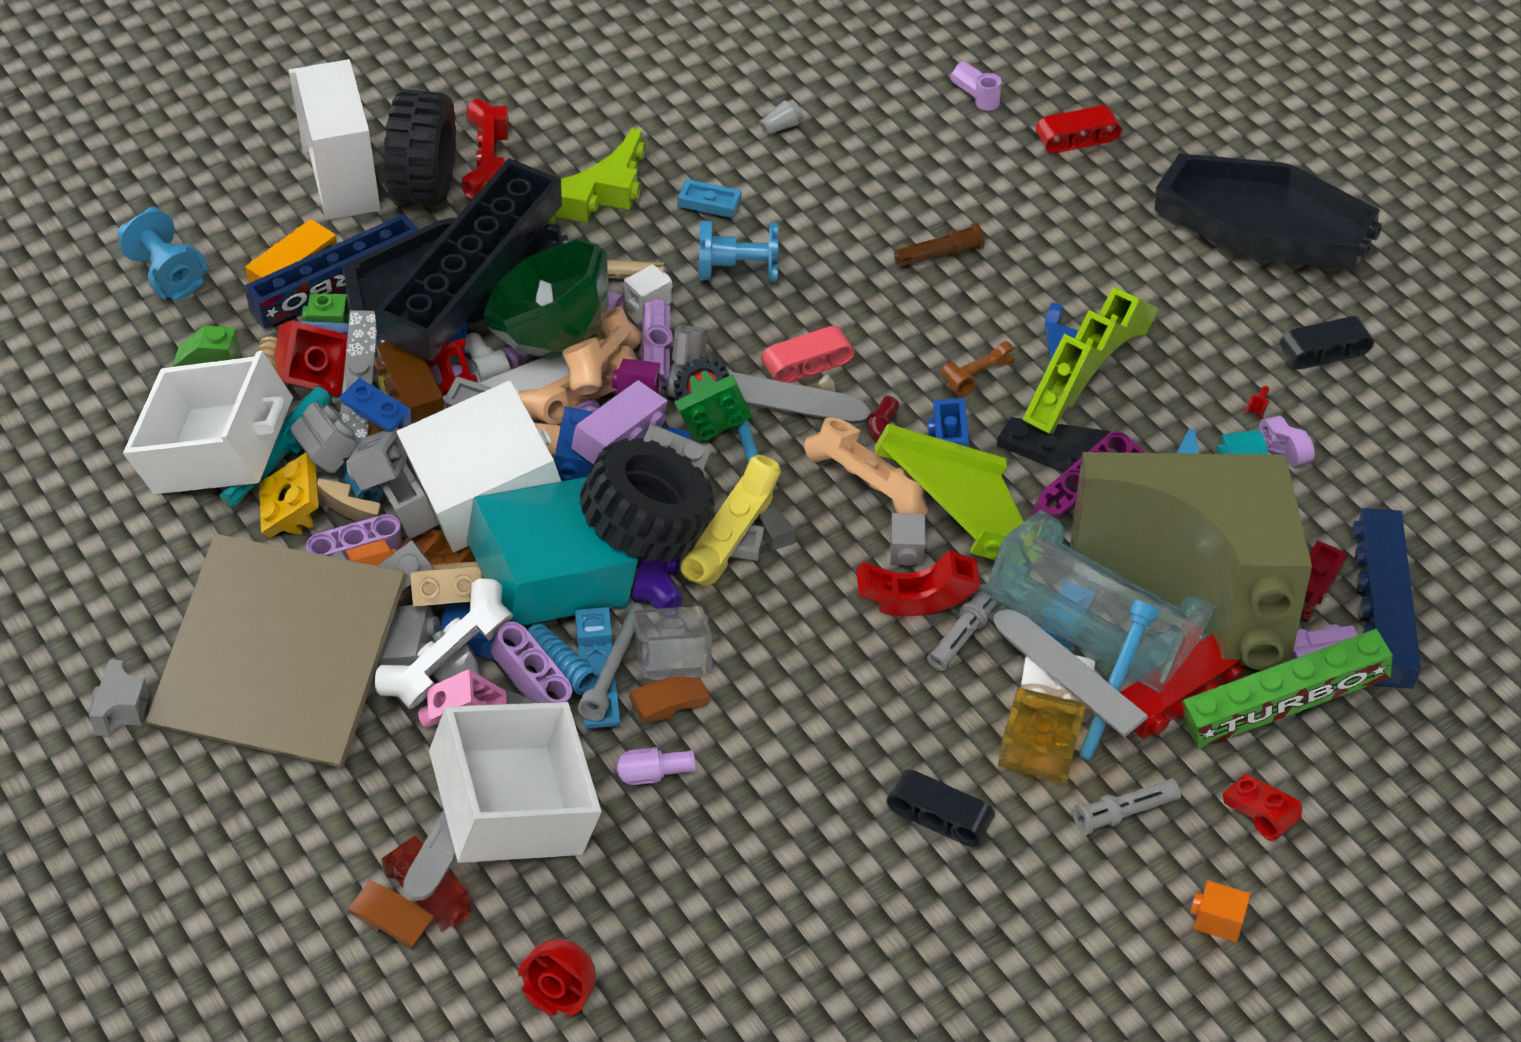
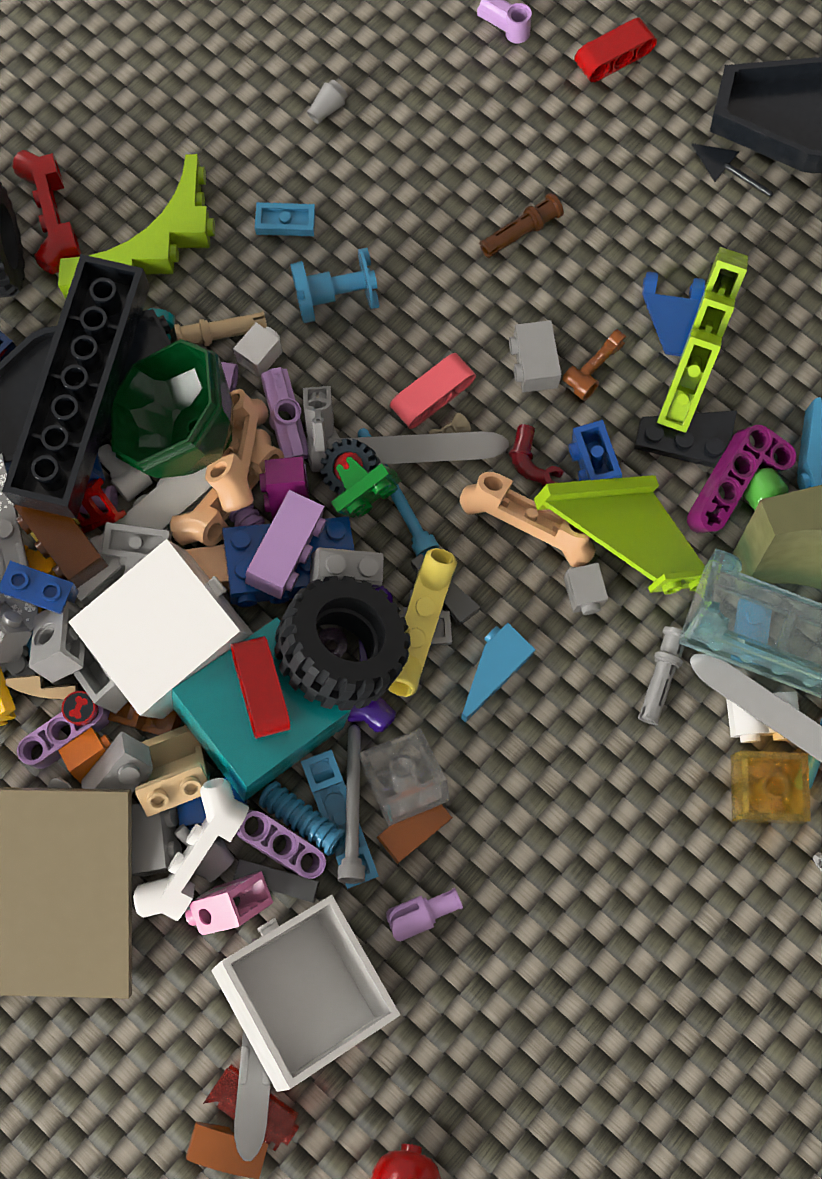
camera: 15 degrees left, 25 degrees up
(378, 518) = (79, 708): none -> tile
(557, 512) = (260, 687): none -> red beam
(798, 581) = (501, 659): none -> dark azure slope
(918, 348) = (536, 356): none -> light grey piece
(920, 592) = (615, 645): red arch -> none
(940, 808) = (696, 888): black beam -> none
(1157, 235) = (719, 159): none -> black piece

